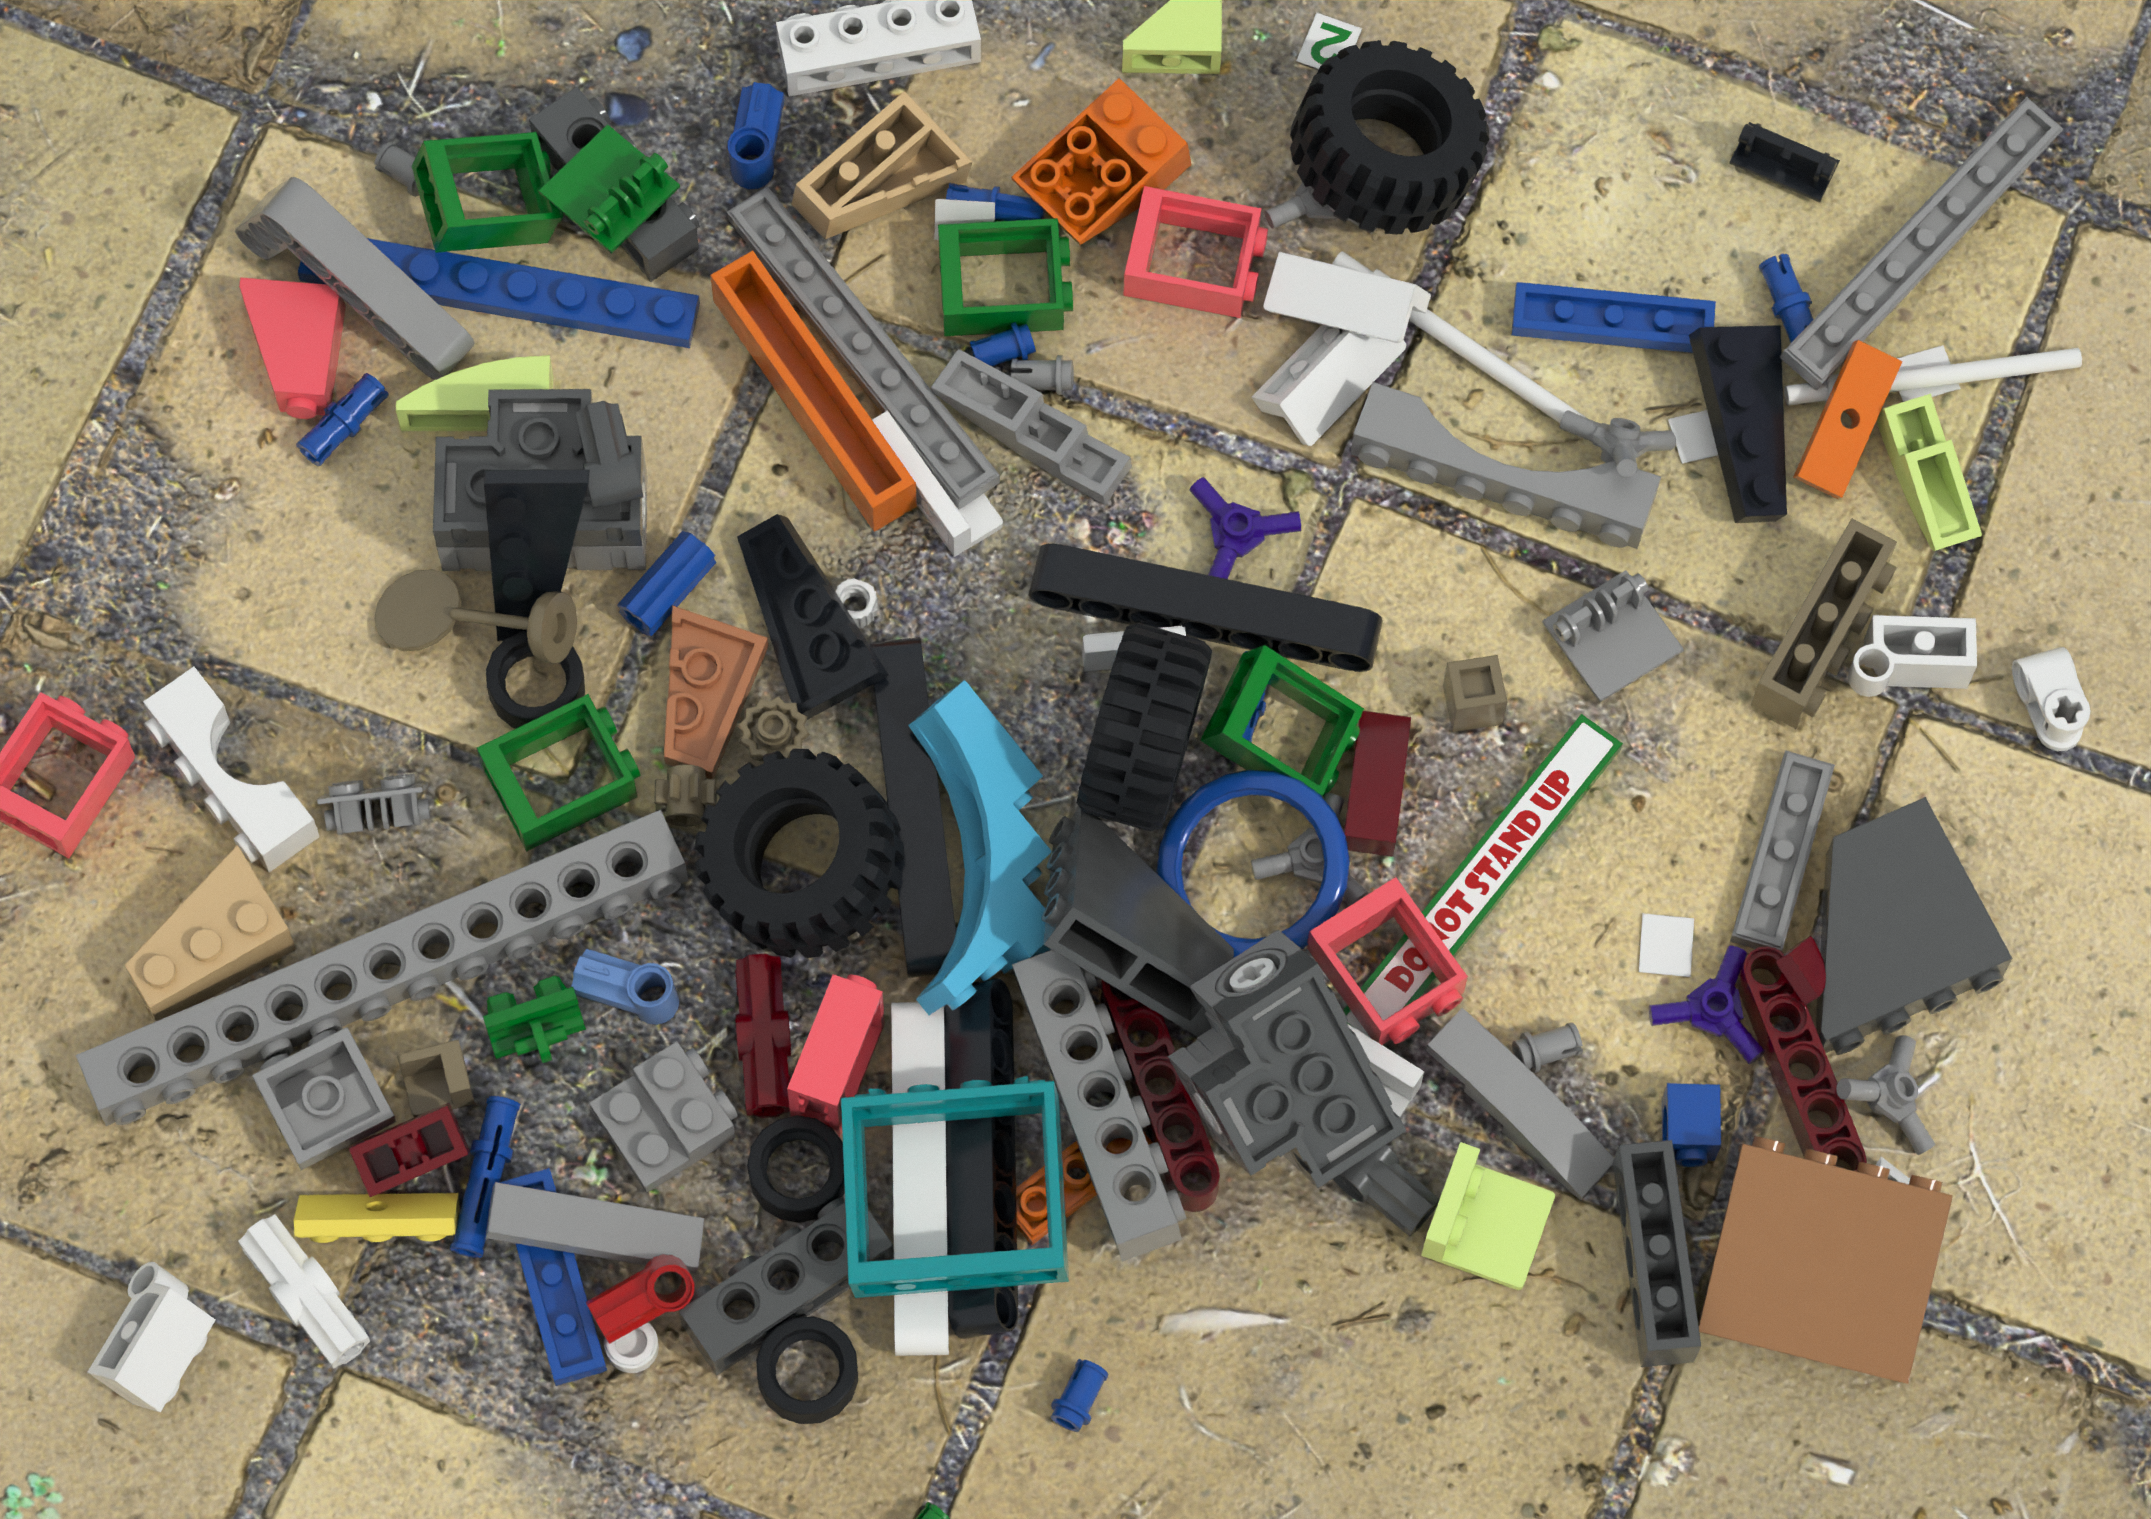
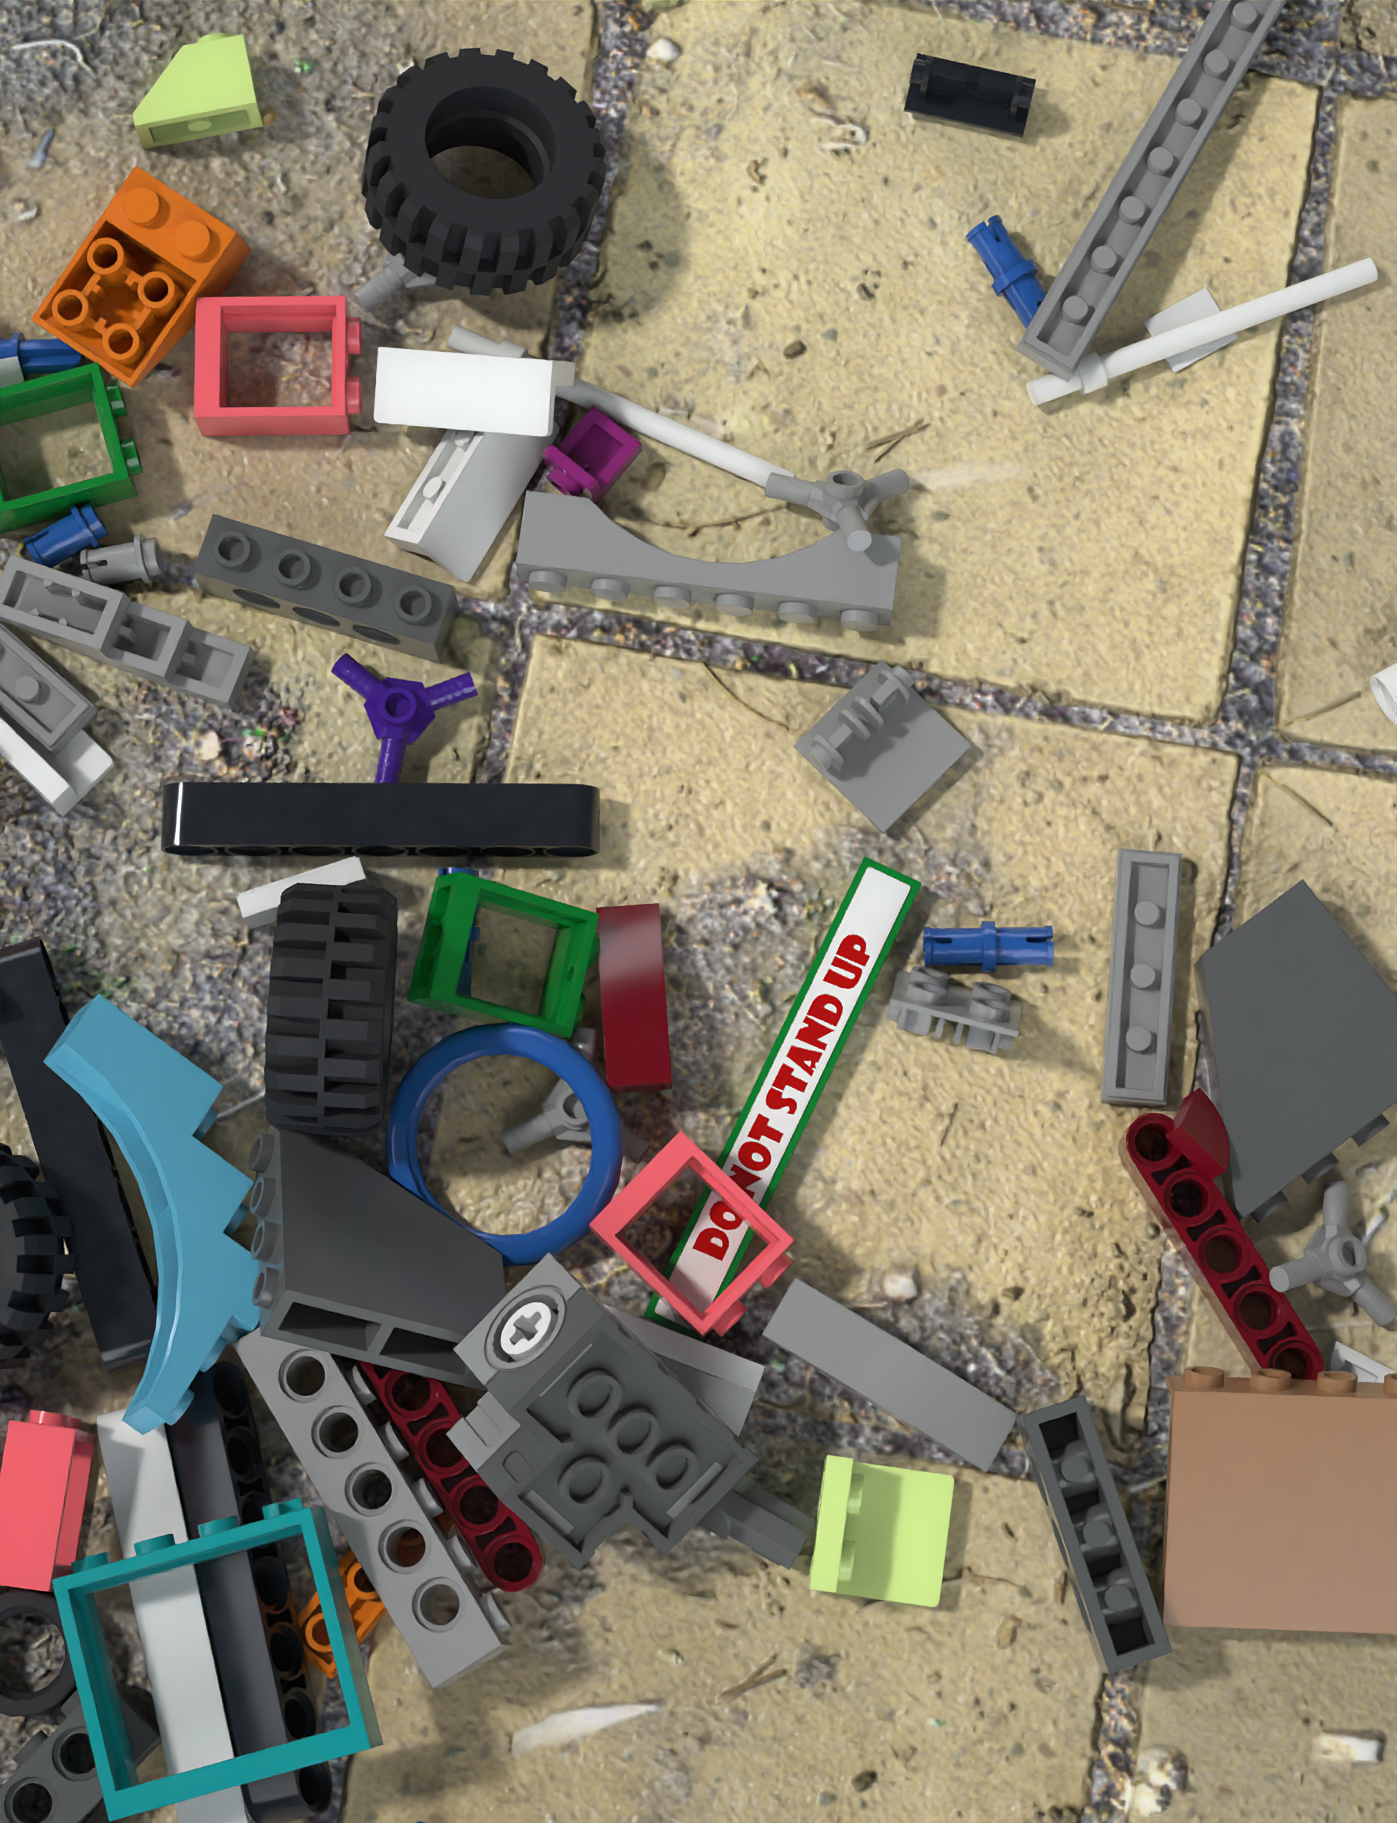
camera: 10 degrees left, 10 degrees up
(1199, 425) = (326, 588): none -> dark grey brick
(1326, 39) = (385, 56): white sticker -> none
(1428, 369) = (591, 457): none -> magenta bracket
(1475, 693) = (730, 860): dark tan panel -> none
(1547, 1046) = (906, 1291): light grey pin -> none
(1607, 823) = (986, 1008): none -> light grey hinge
(1608, 317) = (803, 340): blue plate -> none
(1665, 802) = (988, 946): none -> blue pin
(1666, 945) = (1024, 1124): white sticker -> none
(1692, 1122) = (1101, 1354): blue brick -> none
(1693, 436) = (940, 463): white sticker -> none
(1715, 1007) = (1099, 1196): dark purple piece -> none
(1745, 409) = (987, 426): black wing -> none
(1824, 623) = (1136, 680): dark tan brick -> none
(1861, 394) = (1118, 373): orange tile -> none
(1915, 654) = (1255, 695): white hinge -> none
(1928, 472) = (1222, 455): yellowish green slope -> none

